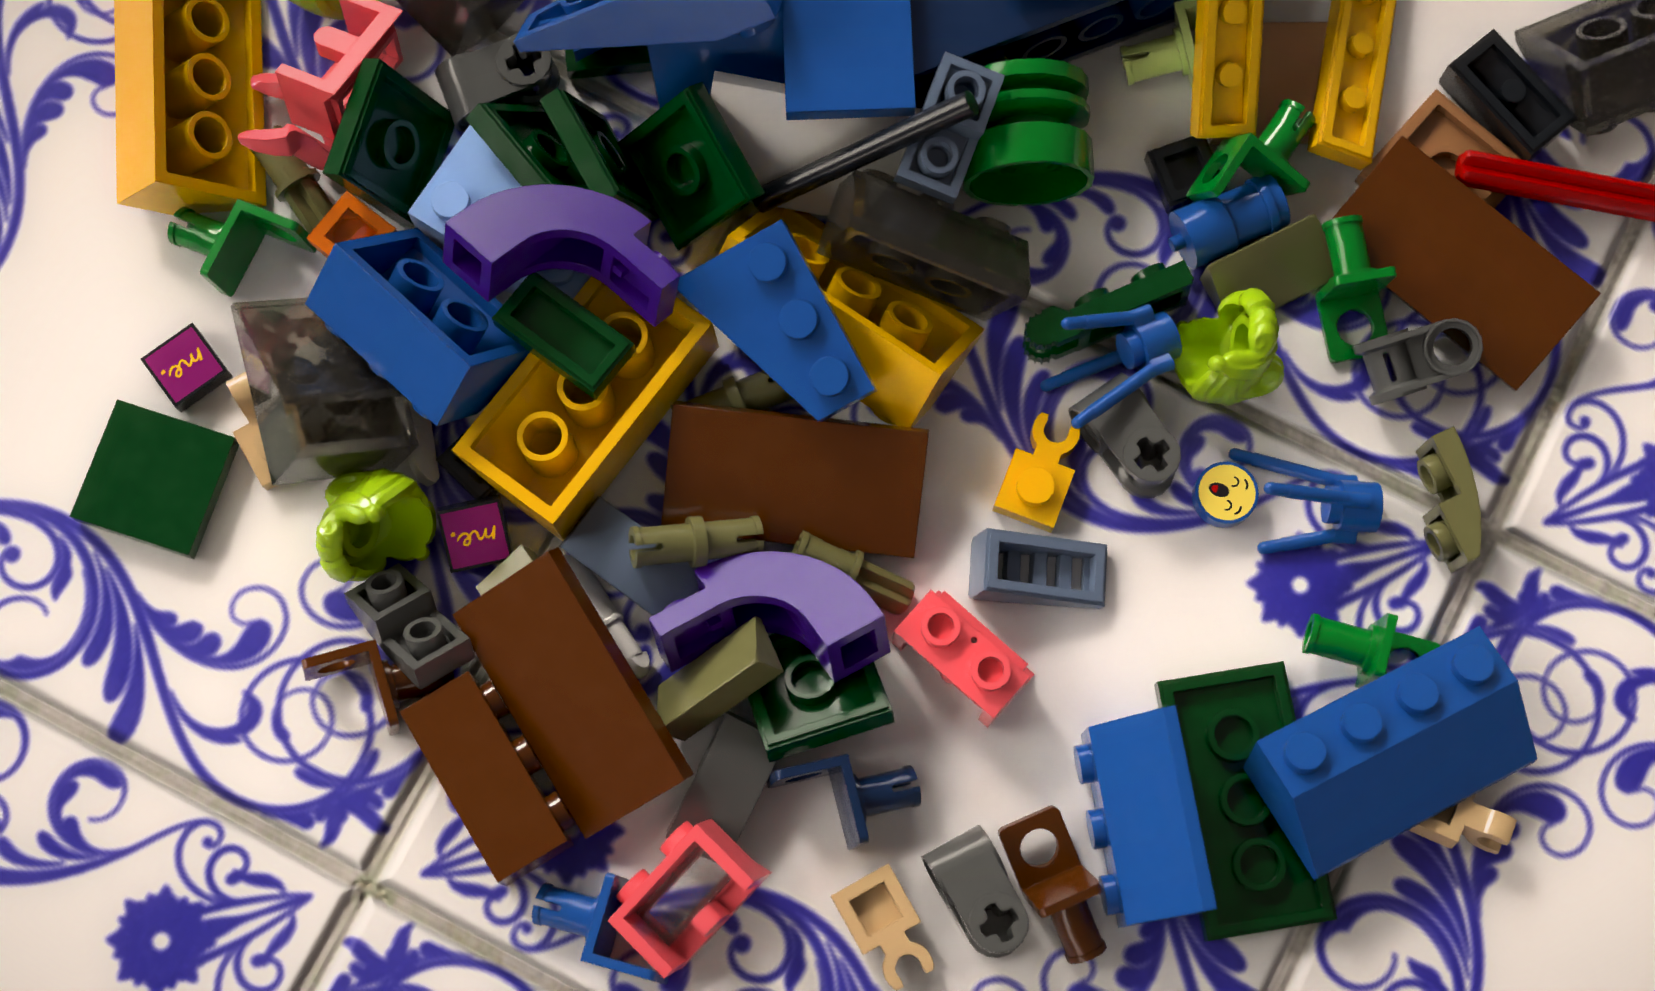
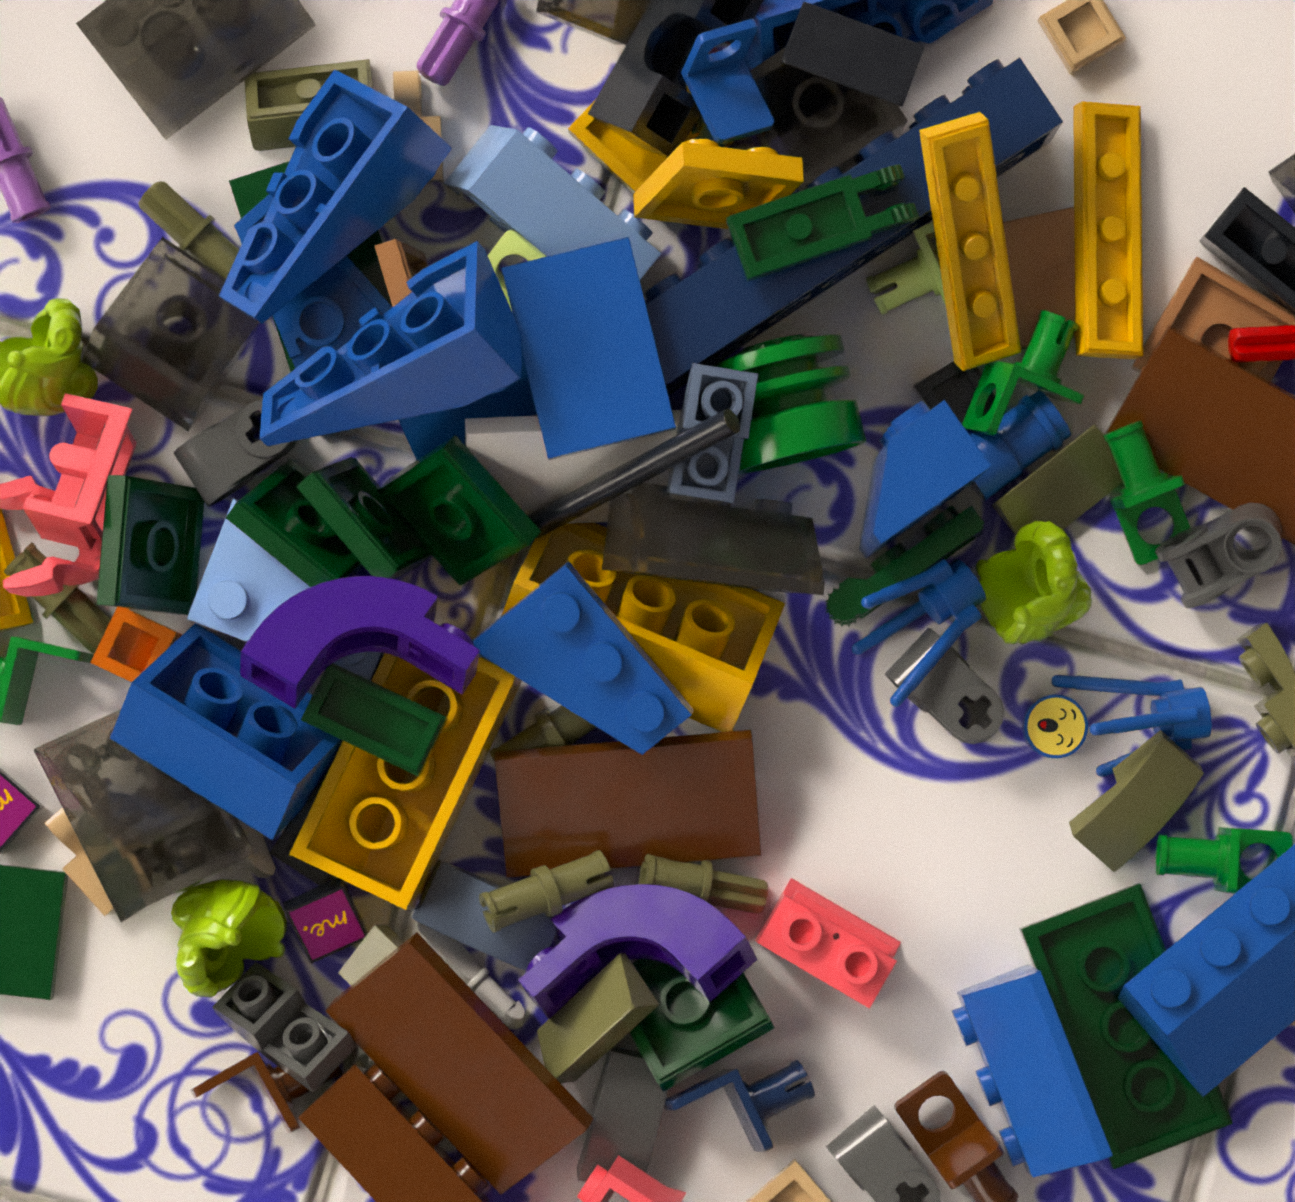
camera: 10 degrees left, 10 degrees up
(984, 570) = (832, 849): sand blue slope -> none
(1035, 481) = (866, 754): yellow plate -> none
(1148, 199) = (920, 468): none -> blue slope
(1297, 580) = (1147, 794): none -> olive slope

